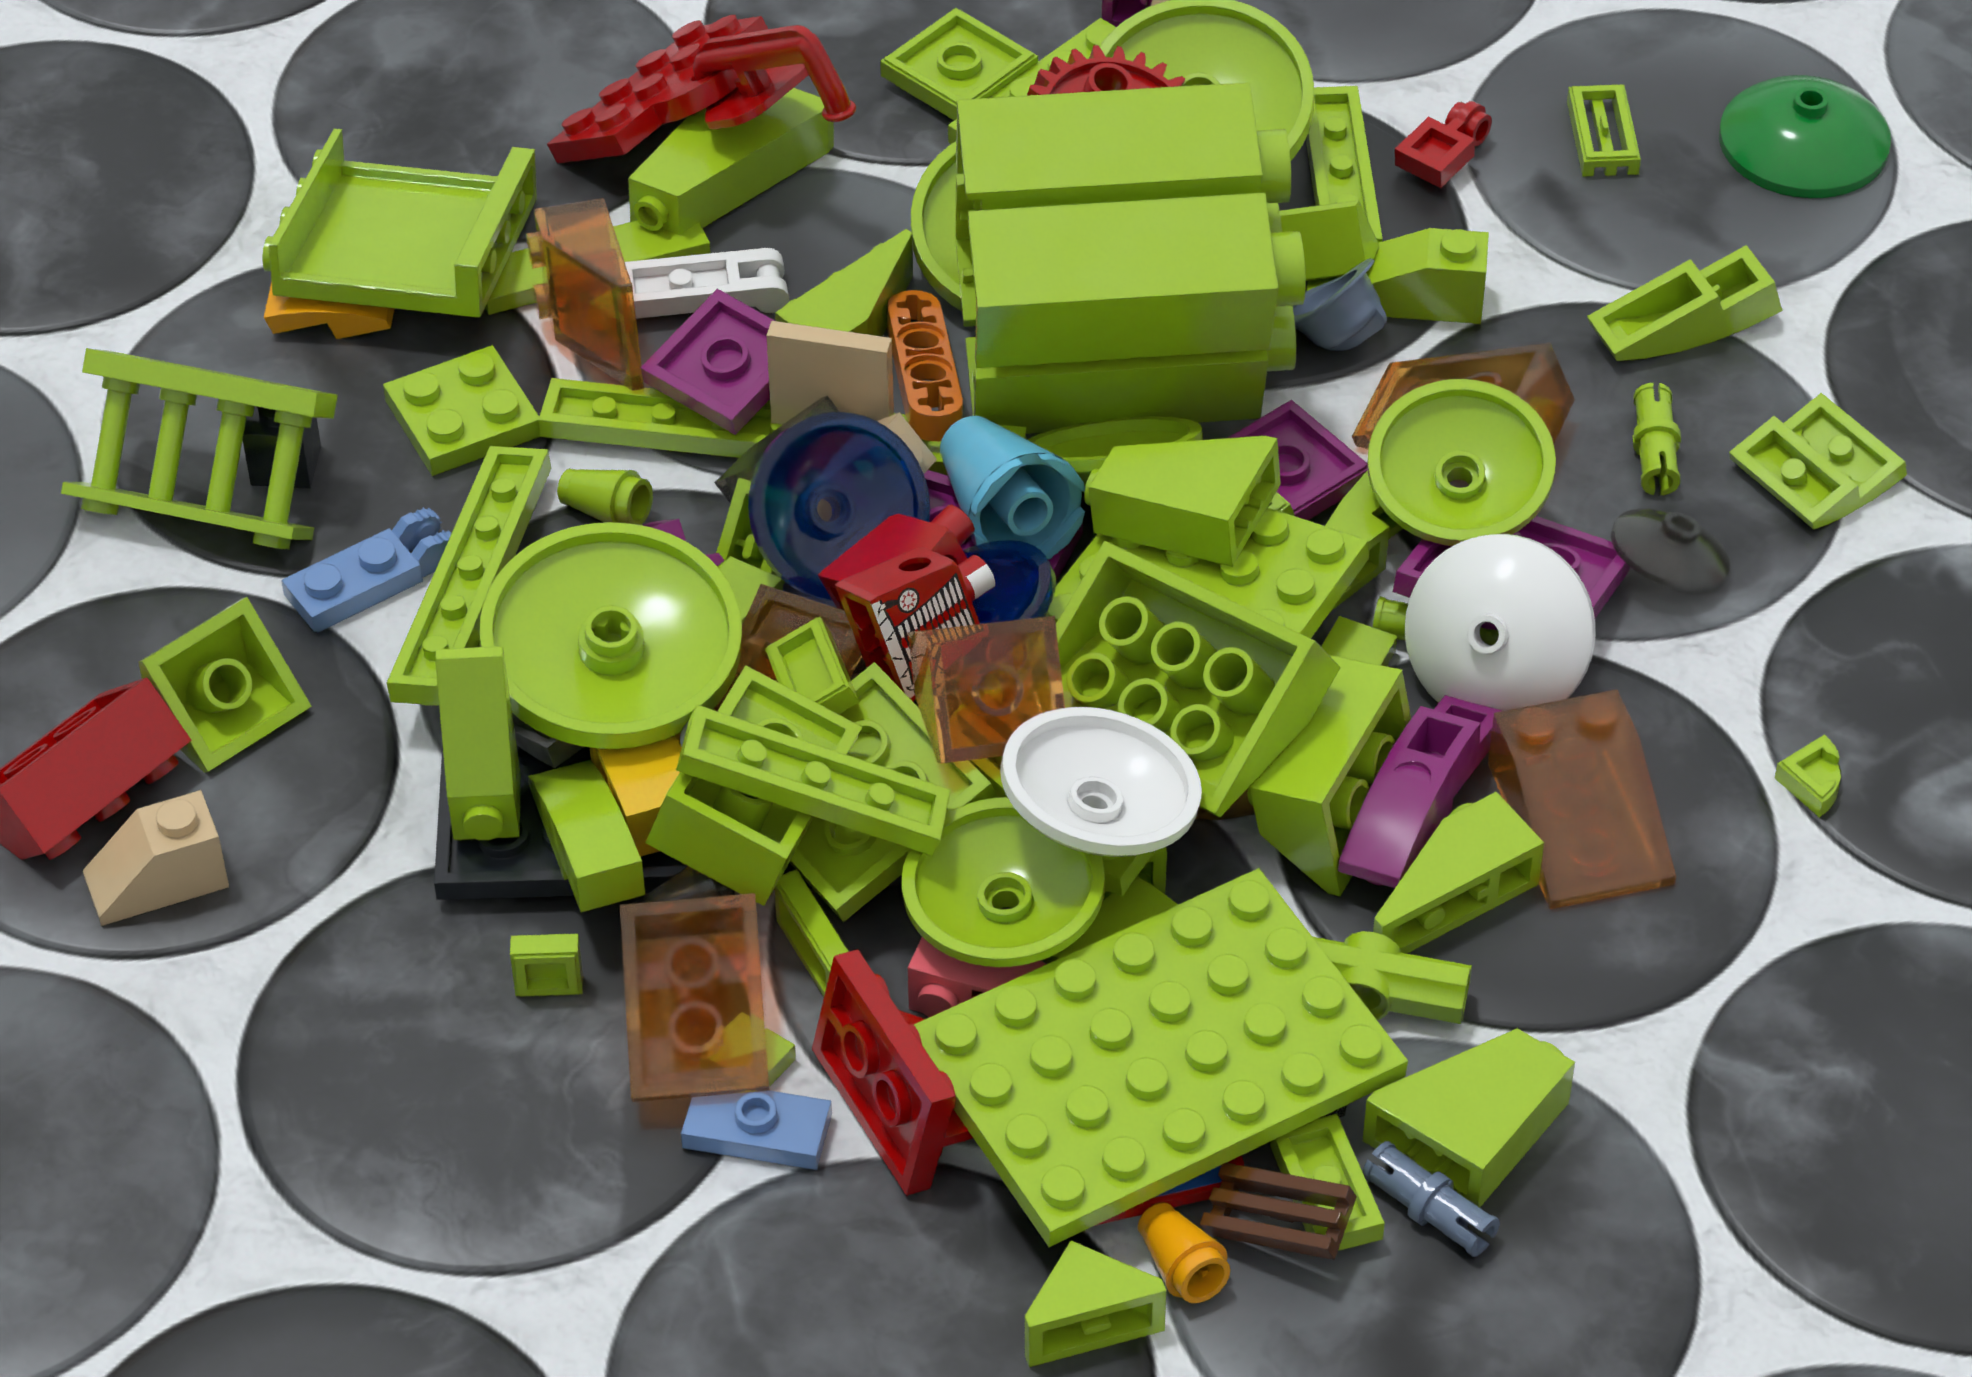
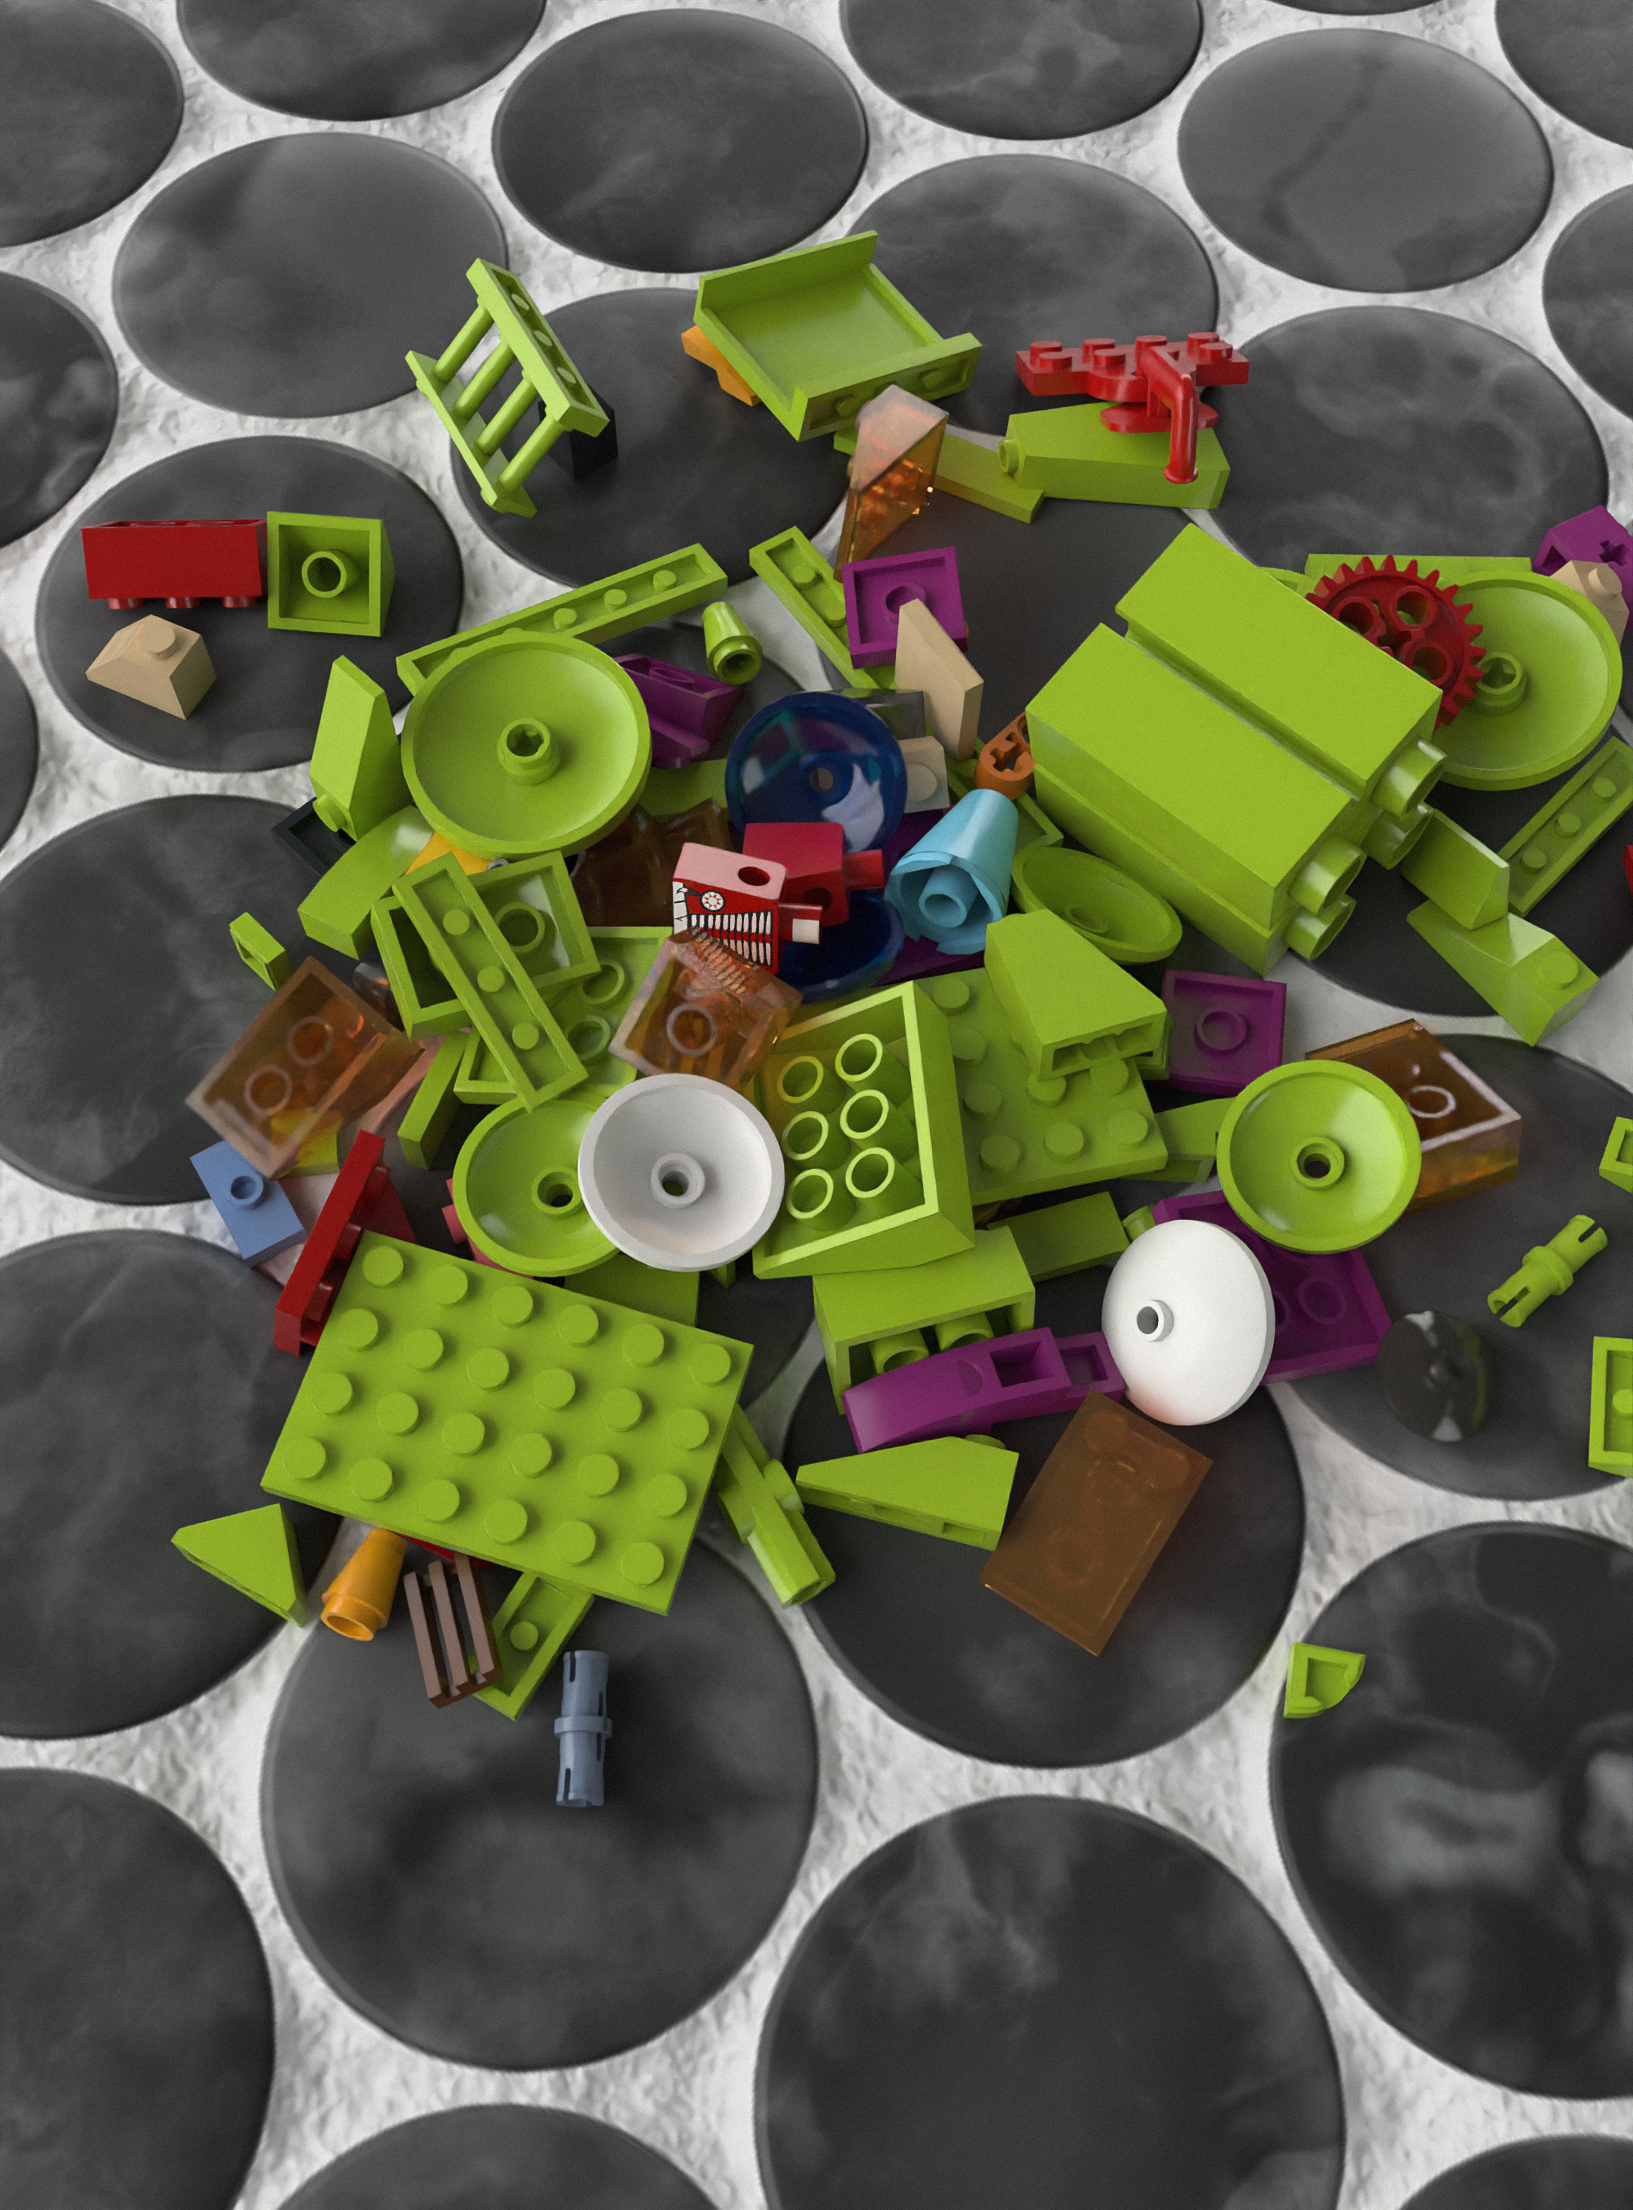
camera: 45 degrees right, 15 degrees up
(368, 571) = (522, 568): medium blue hinge -> none
(462, 409) = (725, 502): lime plate -> none
(686, 282) = (989, 538): white plate -> none
(813, 666) = (630, 898): lime tile -> none
(859, 293) = (1034, 639): lime slope -> none
(956, 62) = (1375, 511): lime plate -> none
(1341, 311) = (1407, 938): sand blue piece -> none
(1474, 1110) = (693, 1697): lime slope -> none

